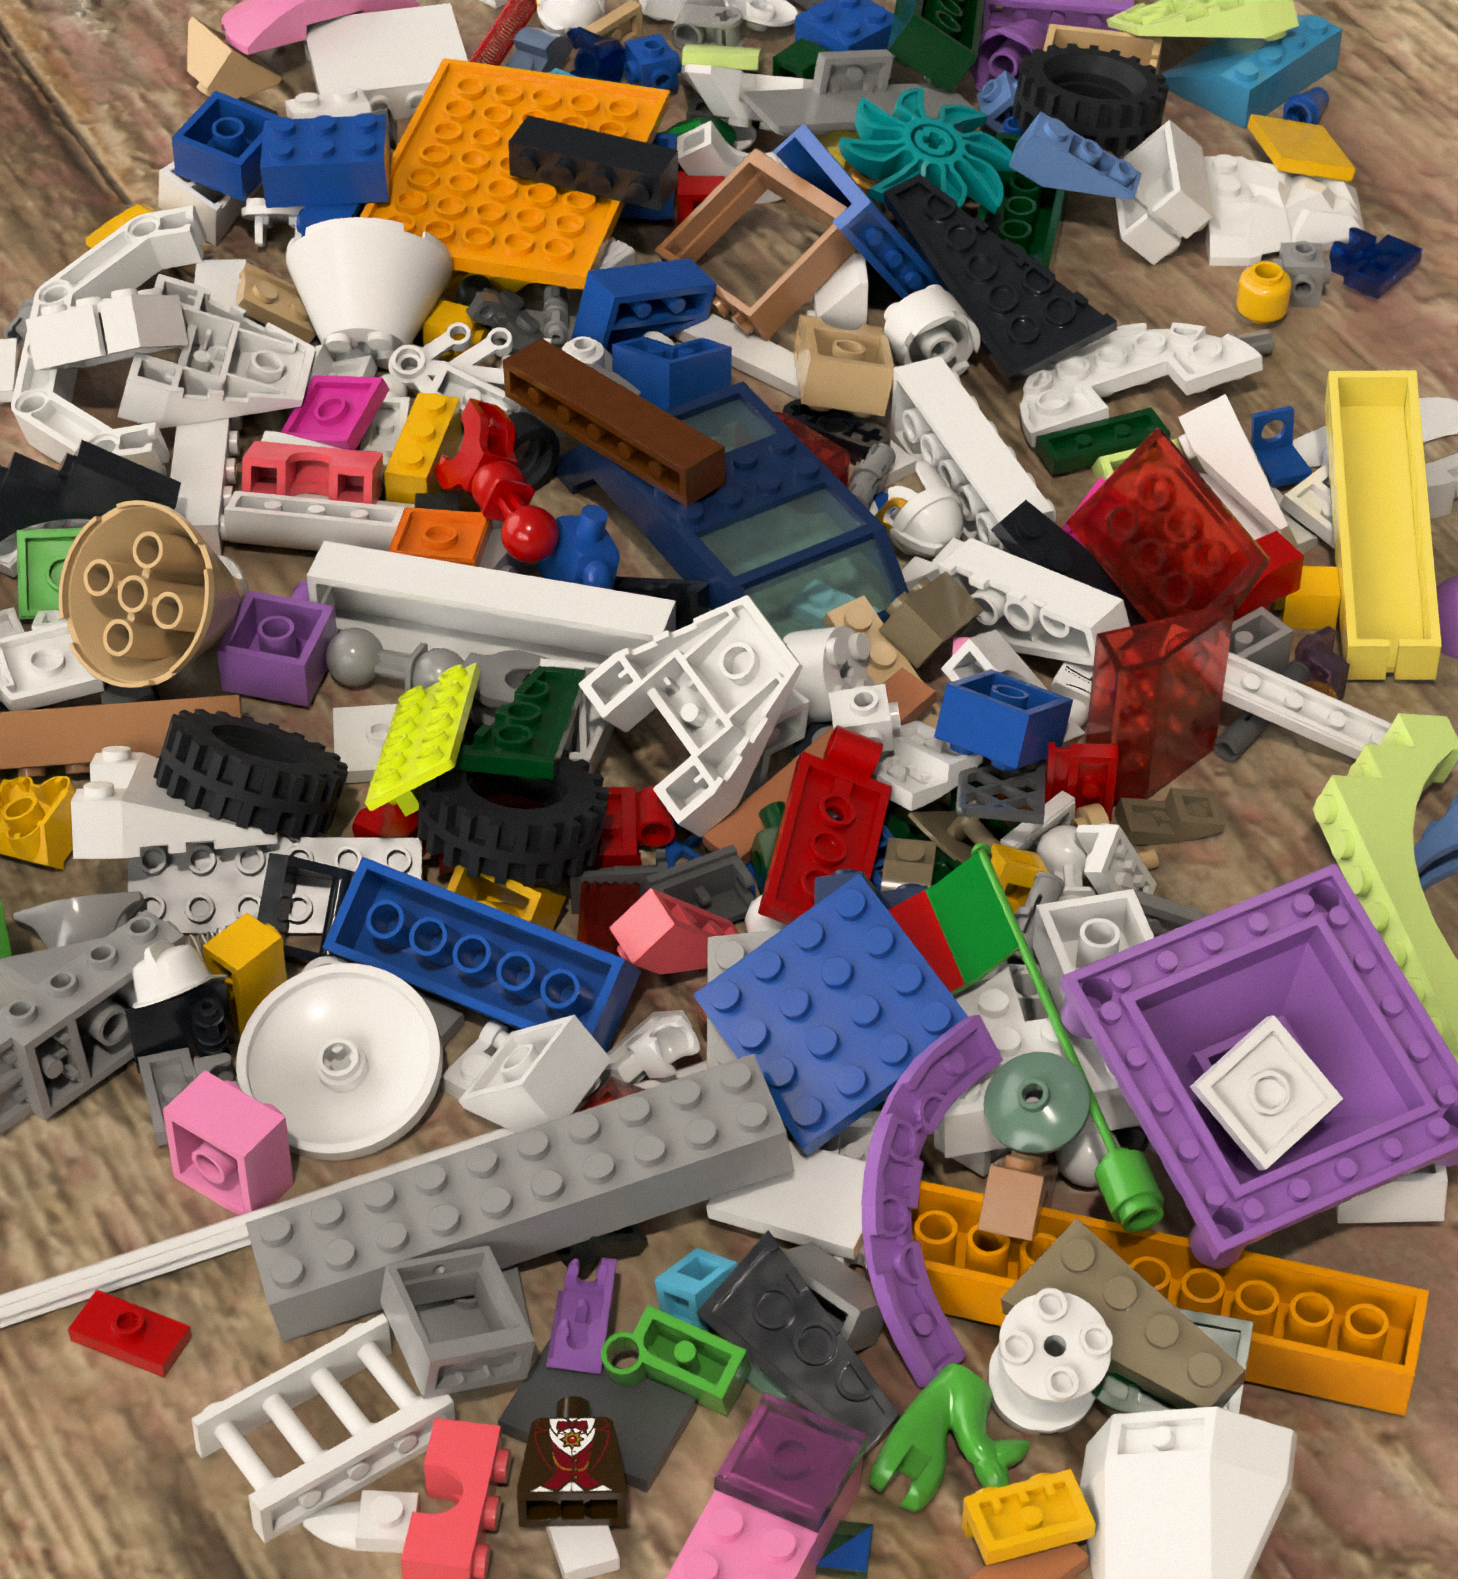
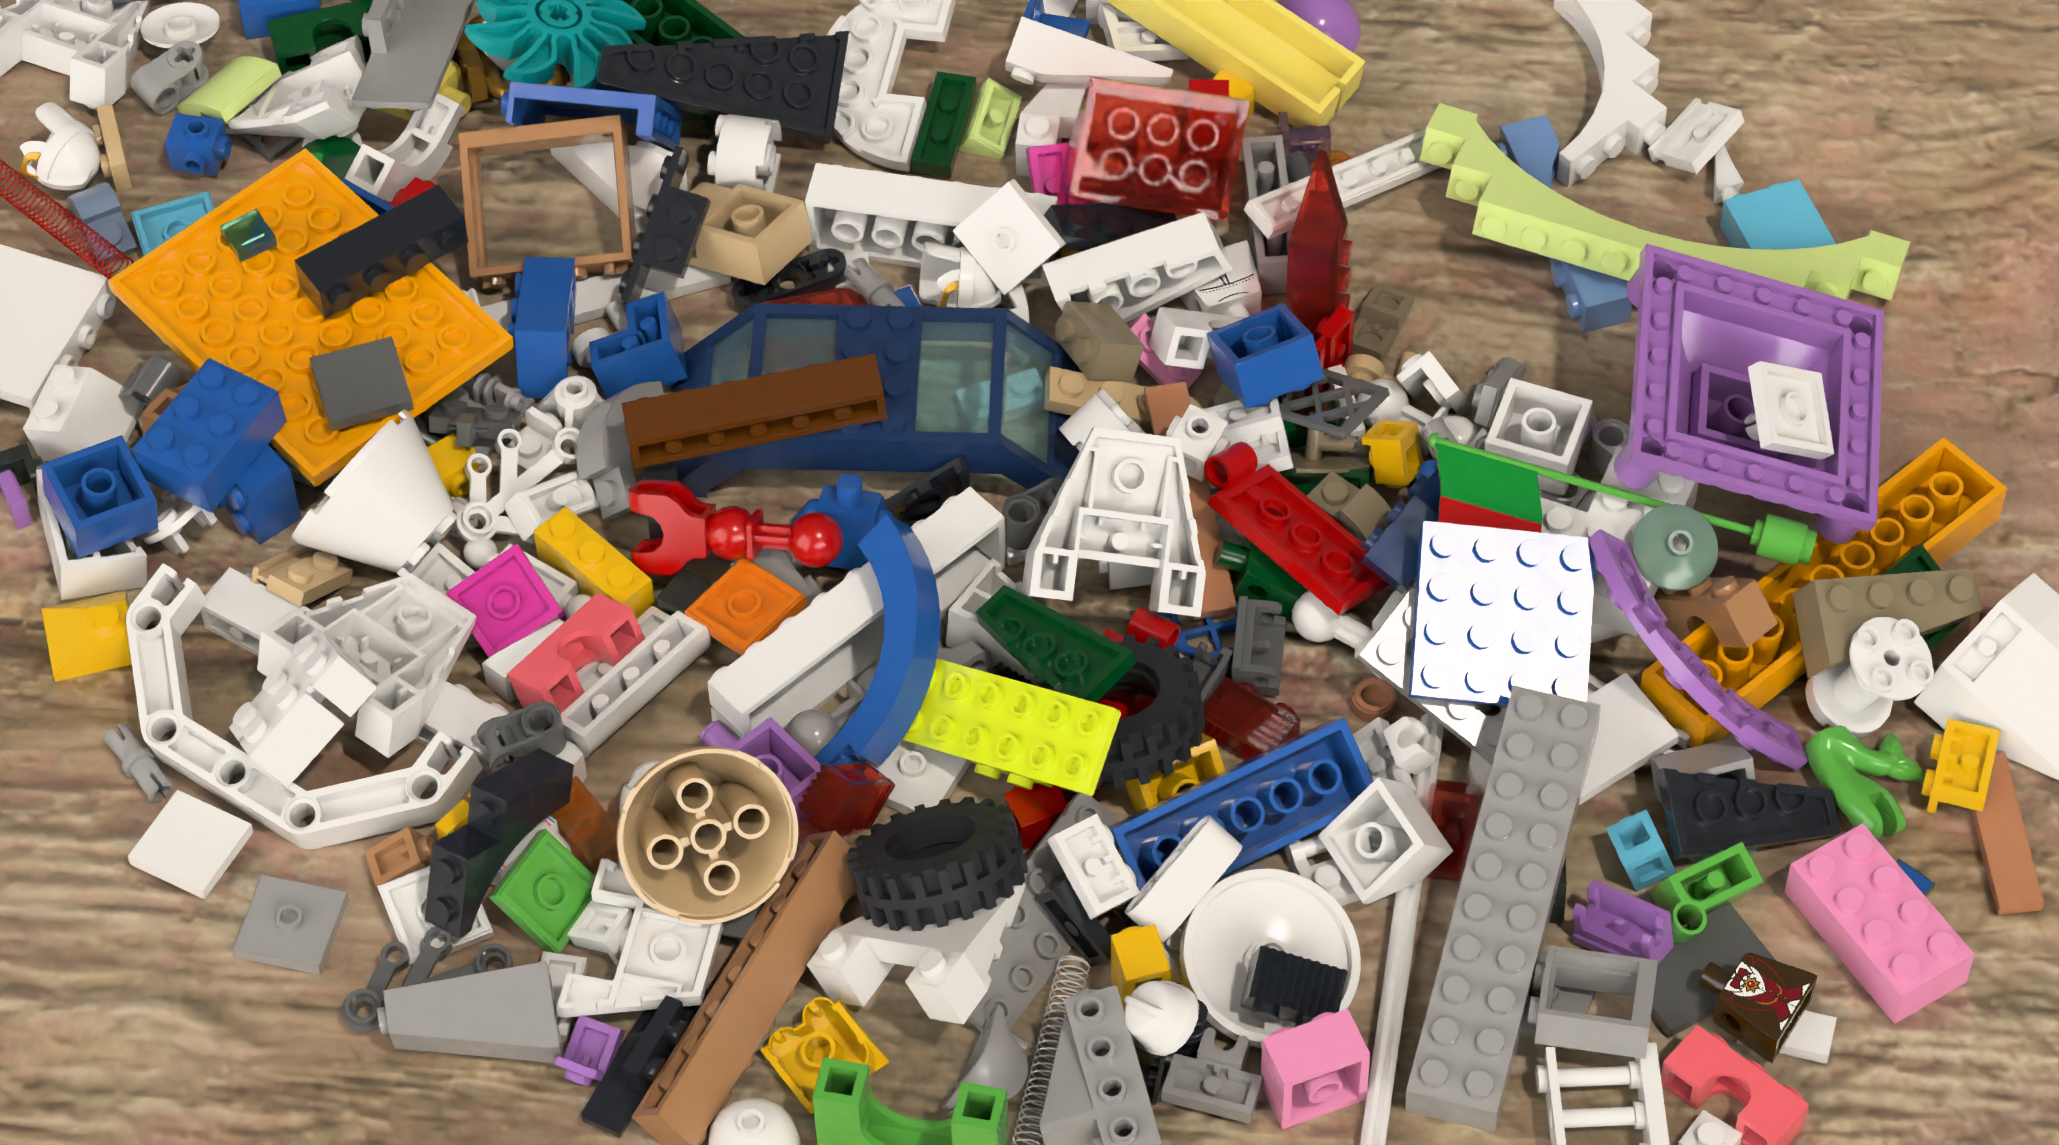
camera: 55 degrees left, 10 degrees up
(201, 474) = (522, 734): none -> dark grey piece
(293, 693) = (846, 797): none -> clear red brick
(303, 1085) = (1291, 987): none -> black brick
(317, 868) = (1094, 866): none -> white bracket
(368, 938) = (1184, 877): none -> white beam
(456, 637) = (906, 652): none -> blue arch
(458, 216) = (361, 383): none -> dark grey tile
(550, 98) = (248, 235): none -> clear green tile
(598, 56) = (154, 176): clear blue brick -> none
(667, 933) = (1309, 683): coral slope -> none
(789, 308) = (671, 229): none -> black bracket
(791, 1462) = (1859, 866): clear purple tile -> none
(971, 496) = (1009, 236): none -> white plate

